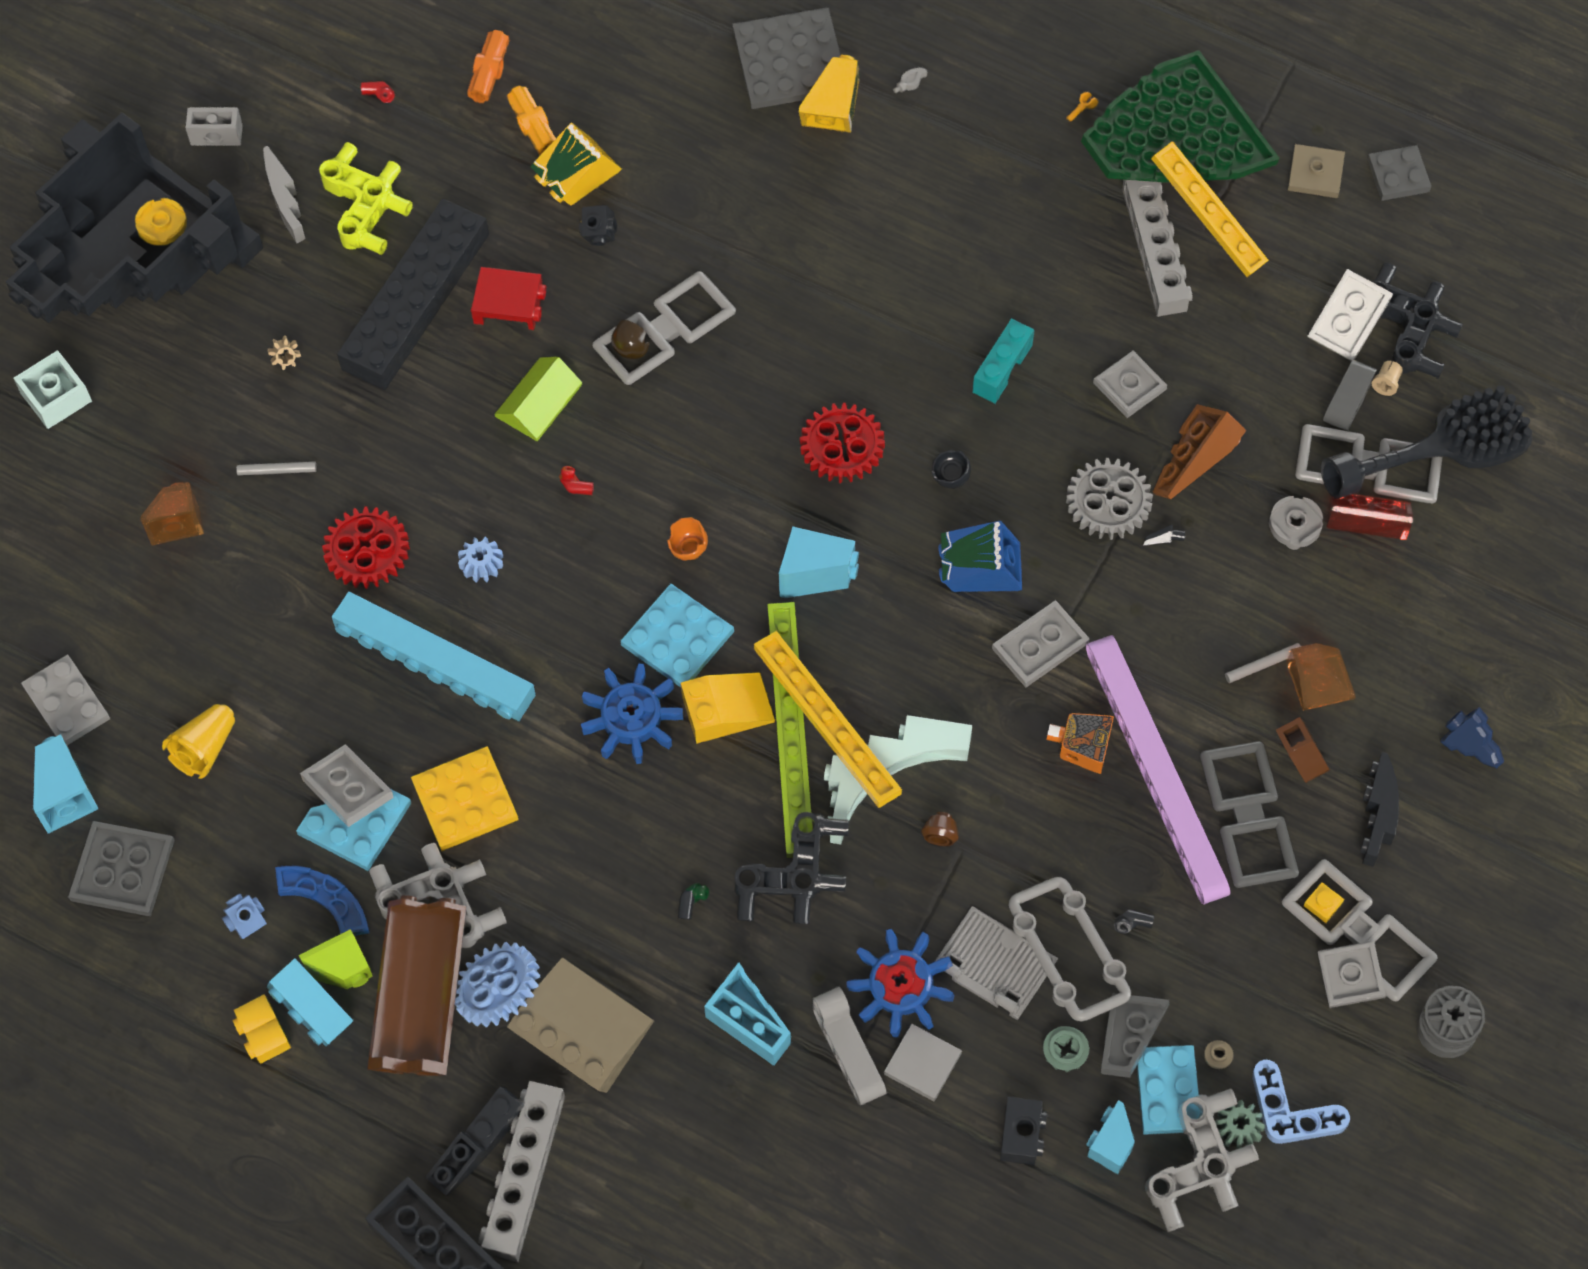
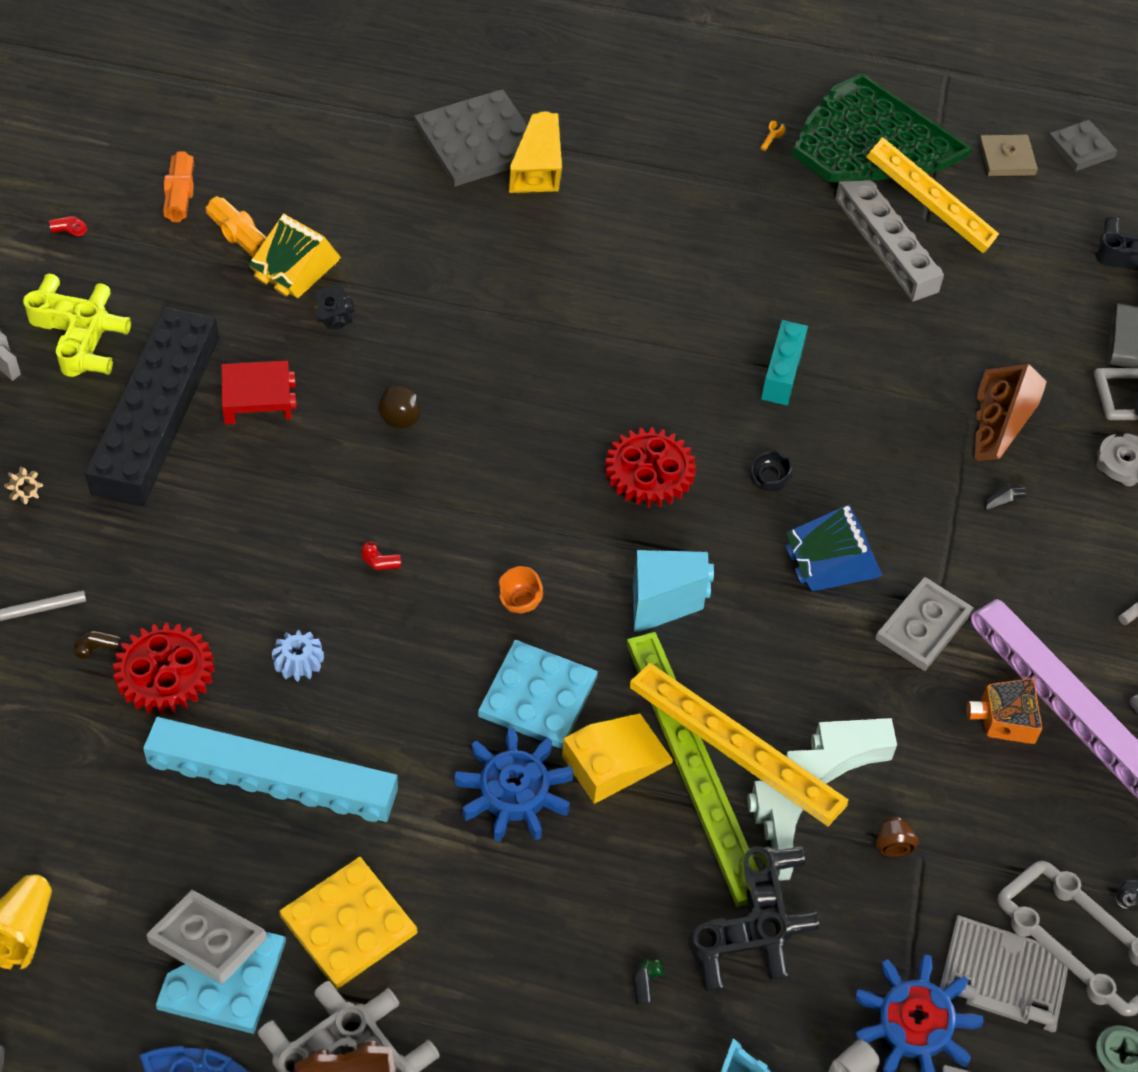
camera: 20 degrees left, 10 degrees down
(312, 510) = (93, 640): none -> dark brown arm
(539, 397) = (316, 481): lime slope -> none
(666, 328) = (432, 393): light grey bar -> none
(910, 80) = (602, 138): light grey piece -> none
(1114, 478) = (937, 470): light grey gear -> none
(1130, 384) = (914, 363): light grey plate -> none
(1350, 315) = (1097, 266): white tile -> none

